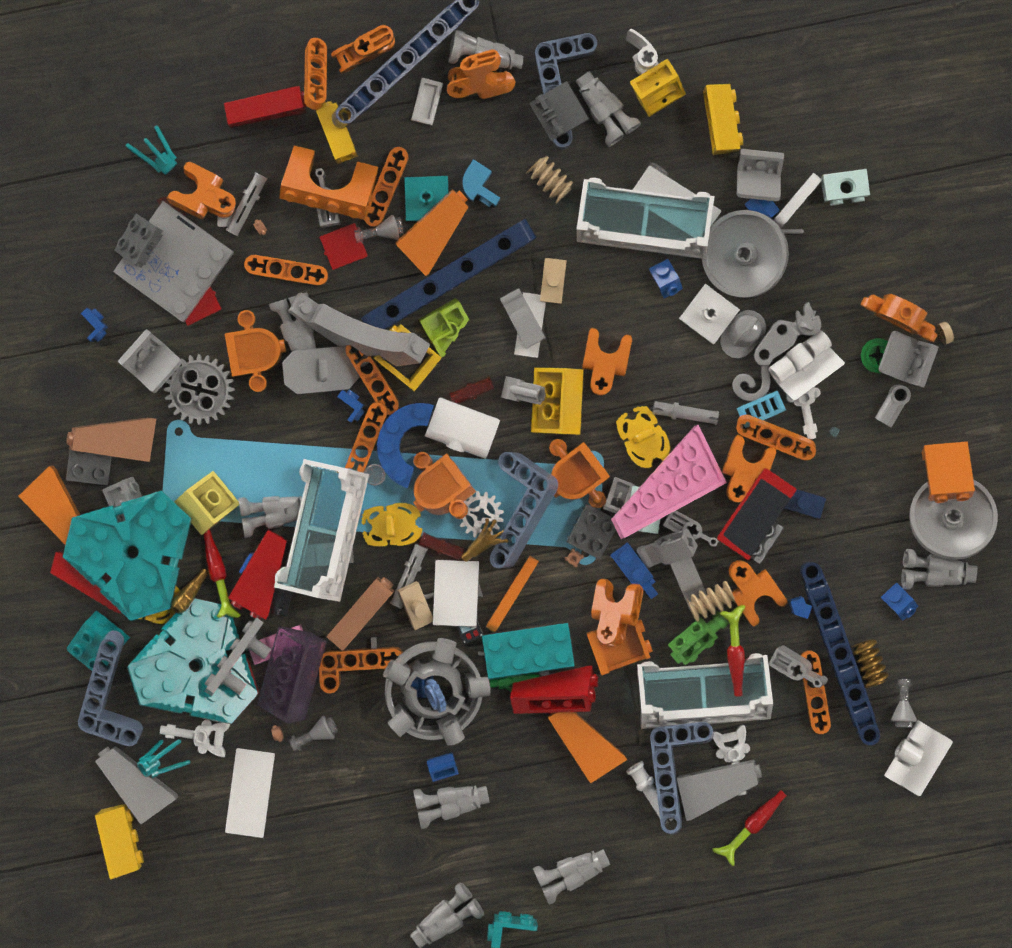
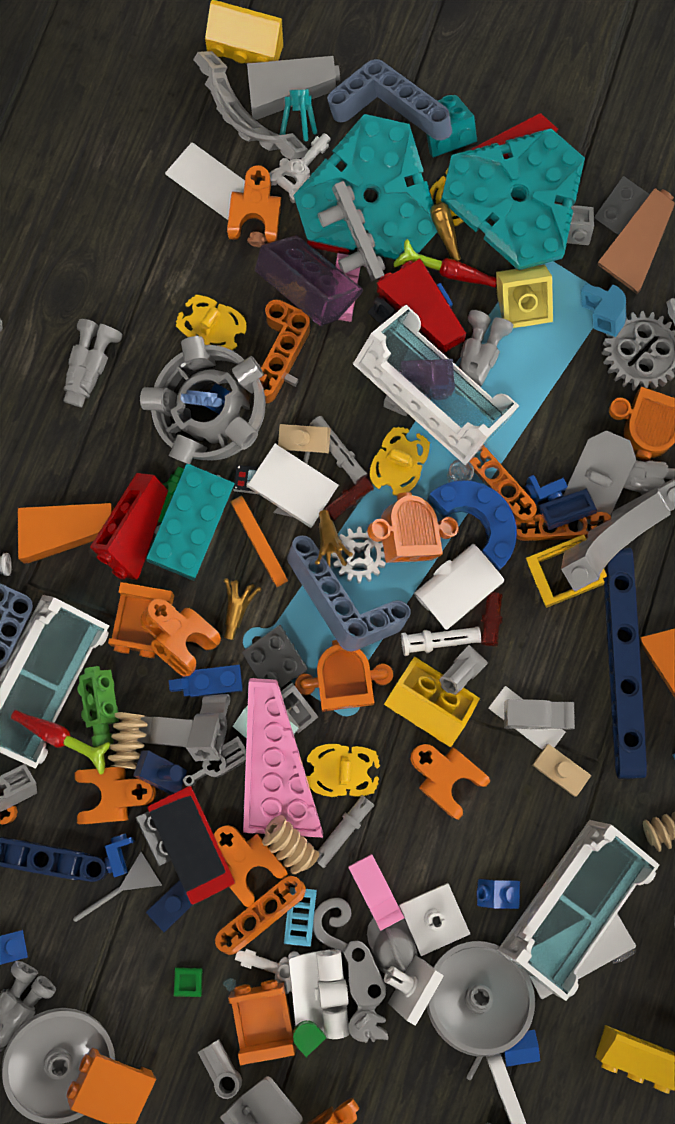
camera: 115 degrees right, 10 degrees down
(51, 502) = (610, 154): orange slope -> none
(183, 431) = (608, 308): none -> dark azure brick
(186, 806) = (237, 116): none -> light grey piece
(251, 751) = (256, 204): none -> orange piece
(317, 535) = (432, 375): none -> clear purple arch
(322, 730) = (234, 284): piece -> none
(359, 380) = (567, 509): none -> dark blue tile
(361, 612) = (329, 382): nougat slope -> none
(365, 727) = (212, 323): none -> yellow shield
(442, 766) = (127, 375): blue piece -> none
(444, 324) = (576, 630): lime slope -> none
(515, 428) = (472, 635): none -> white pin
(569, 581) = (236, 606): none -> pearl gold piece
(574, 557) = (258, 626): nougat piece -> none
(714, 366) = (376, 892): none -> bright pink piece
(717, 444) = (289, 845): none -> tan piece
(719, 565) = (159, 772): none -> dark blue tile
(759, 174) = (559, 1067): light grey bracket -> none
(765, 304) = (413, 988): none -> white tile
(797, 561) = (115, 860): none -> blue bracket
(799, 539) = (138, 877): none -> light grey piece
(799, 607) = (64, 834): blue piece -> none
(838, 358) = (308, 1036): none -> green tile
(845, 394) = (262, 1022): none -> orange panel
(849, 461) = (188, 981): none -> green tile
(869, 349) = (297, 1079): green gear -> none

